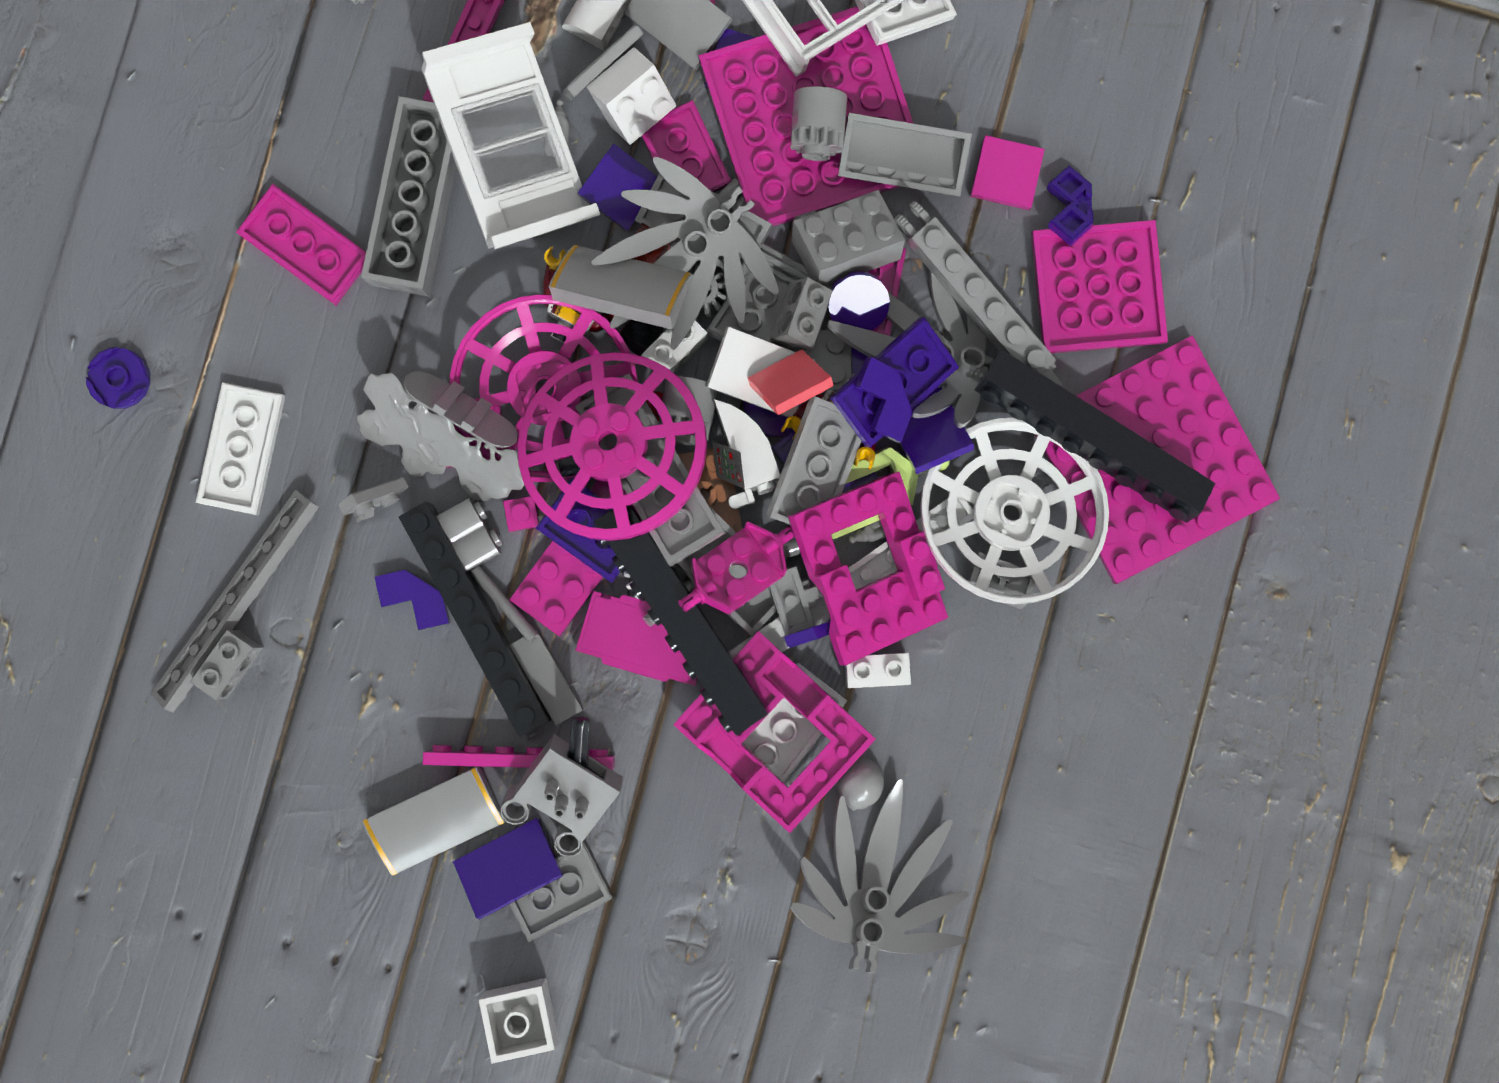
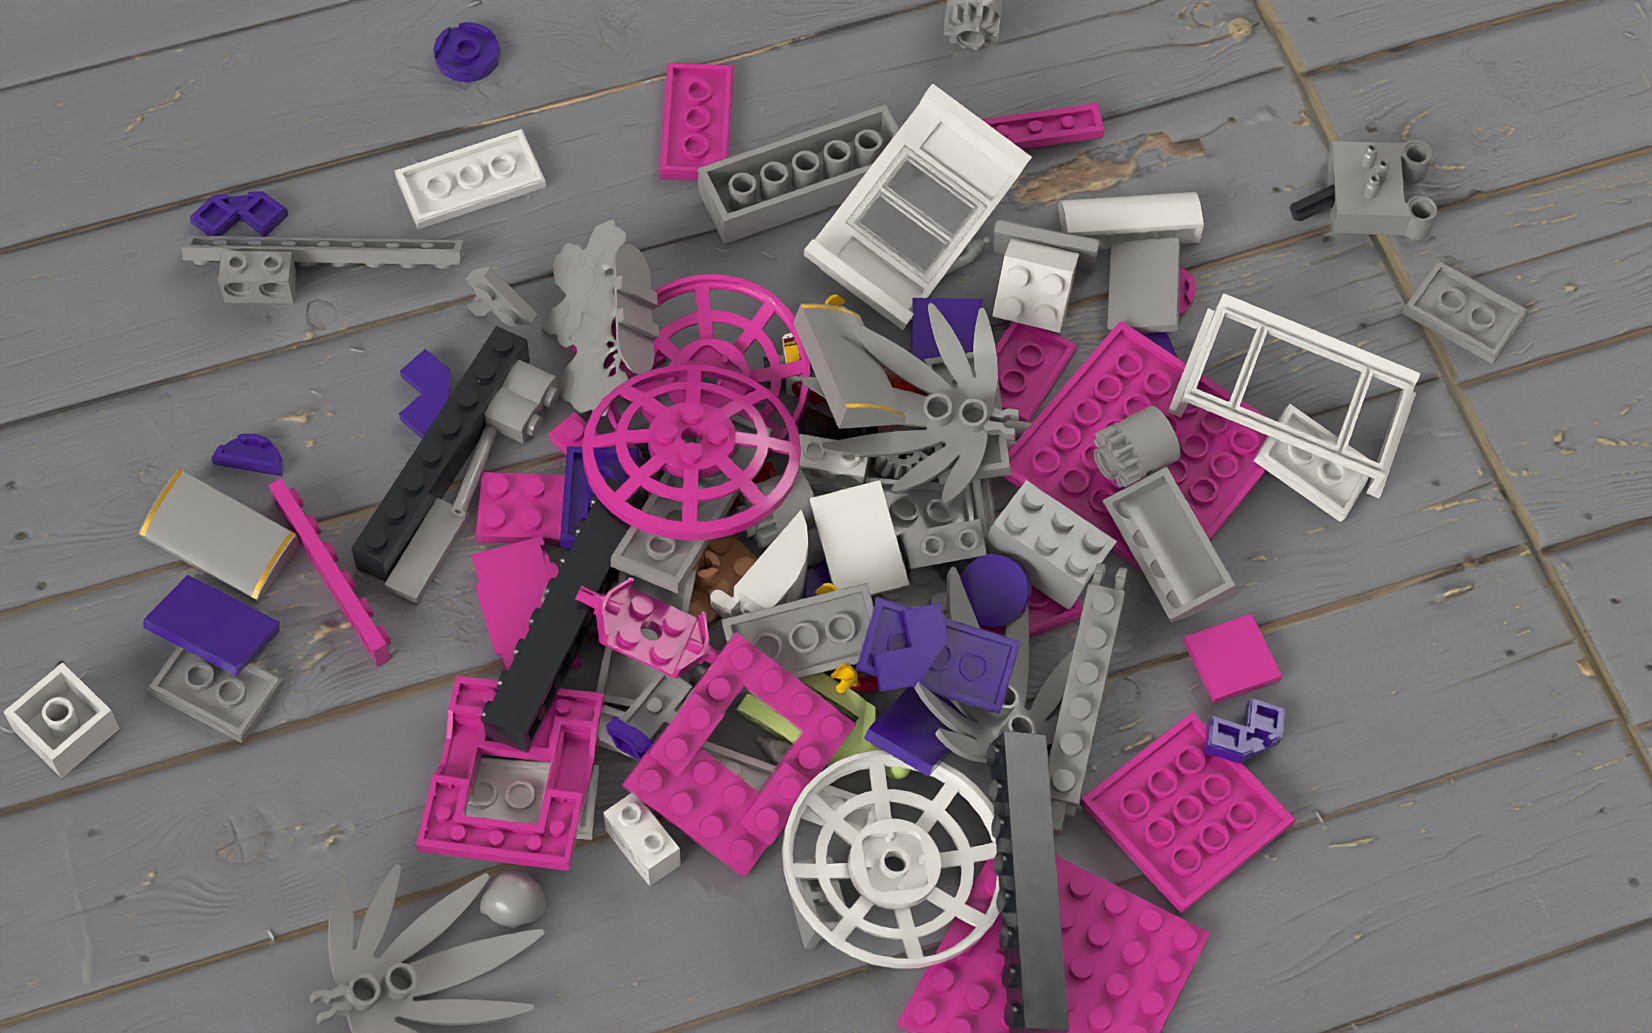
camera: 55 degrees right, 25 degrees down
(144, 652) = (224, 211): none -> dark purple tile
(377, 756) = (250, 453): none -> dark purple tile
(565, 787) = (328, 616): light grey piece -> none
(728, 464) = (748, 564): dark grey sticker -> none
(790, 382) = (866, 560): coral tile -> none

